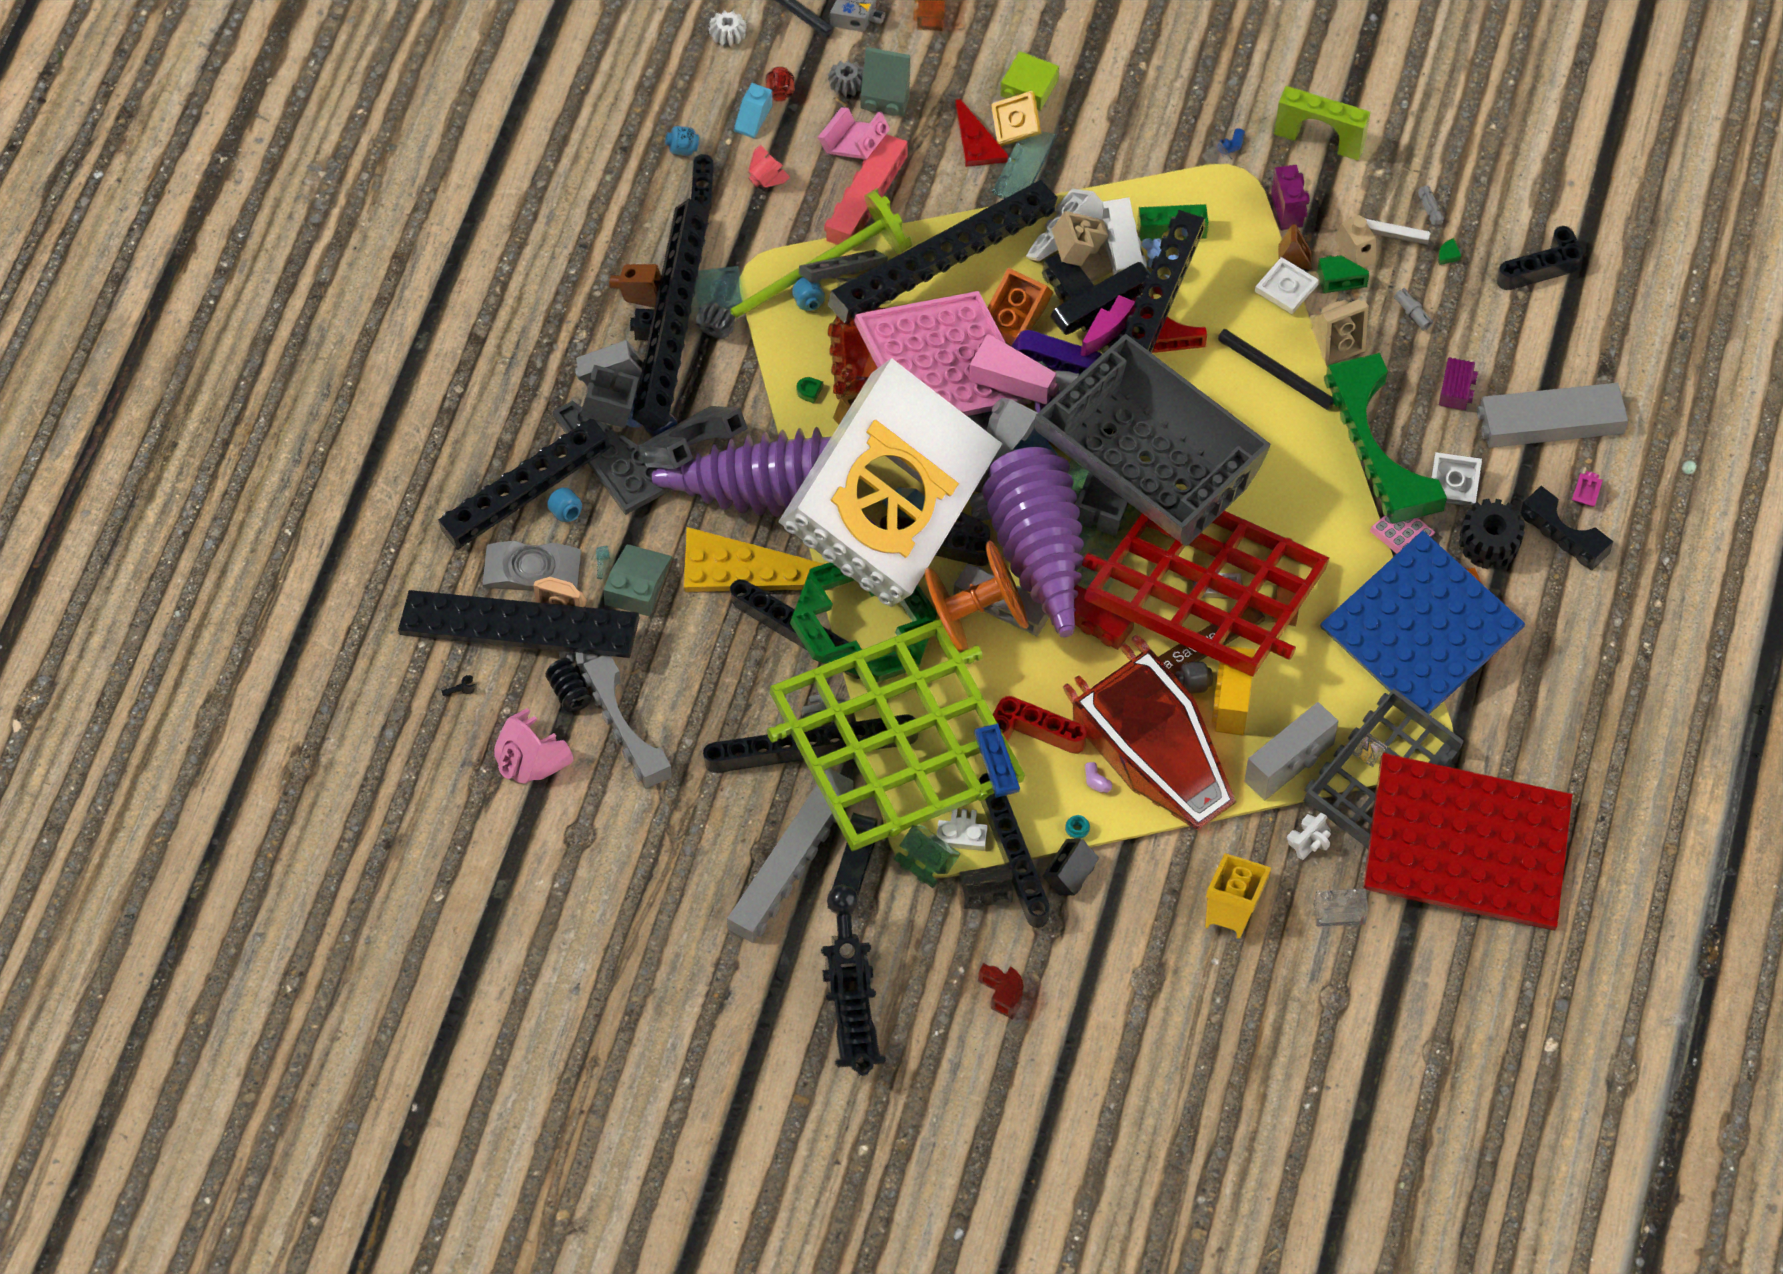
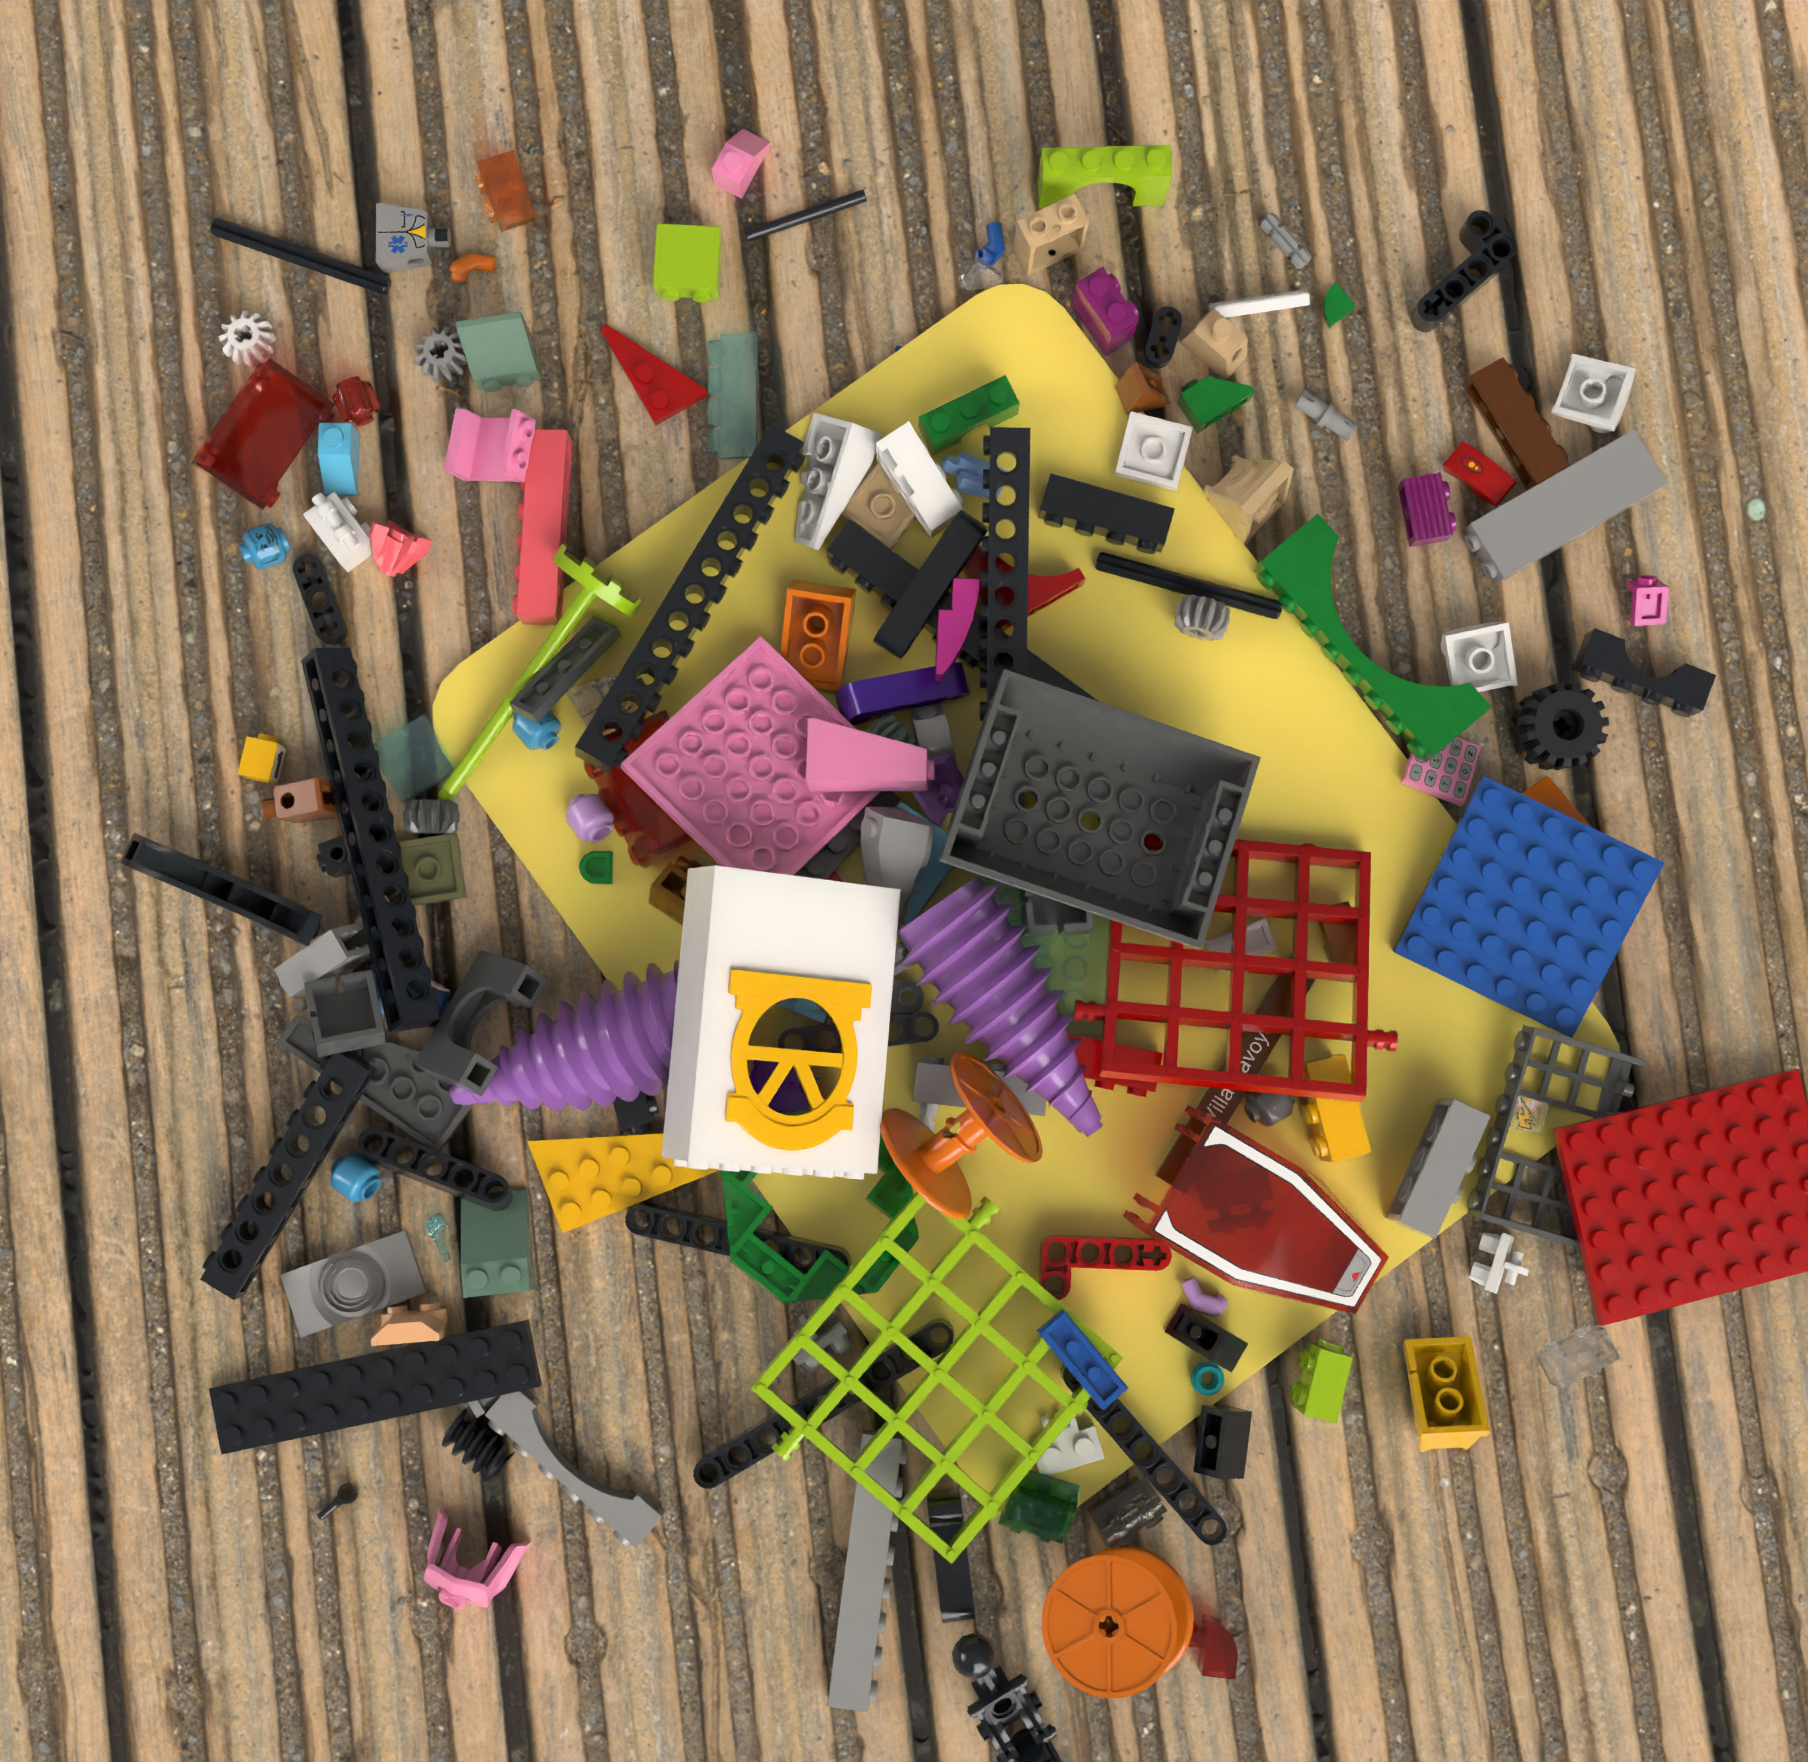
camera: 25 degrees left, 25 degrees up
(565, 314) = (222, 889): none -> black arch
(620, 253) = (262, 759): none -> yellow brick
(620, 517) = (424, 1157): none -> black beam
(702, 354) = (433, 869): none -> olive plate
(712, 79) = (262, 433): none -> clear red windscreen
(734, 148) = (339, 529): none -> white brick
(767, 531) = (637, 1113): none -> black brick
(818, 356) = (589, 817): none -> lavender head
(891, 37) = (469, 262): none -> orange arm
(949, 926) = (1117, 1621): none -> orange piece
(1016, 118) = (695, 330): yellow plate -> none
(1078, 237) = (858, 503): tan brick -> none
(1087, 41) = (739, 162): none -> bright pink slope
(1089, 800) = (1206, 1338): none -> black slope
(1118, 85) = (805, 215): none -> black bar
(1155, 852) = (1321, 1380): none -> lime brick
(1238, 308) = (1105, 513): none -> black brick
(1275, 384) = (1202, 617): none -> light grey gear
(1282, 154) = (1055, 228): none -> tan window
(1320, 228) = (1170, 338): none -> black beam
(1503, 375) = (1479, 472): none -> red slope
(1540, 352) = (1516, 423): none -> reddish brown brick
(1602, 357) = (1594, 393): none -> white slope

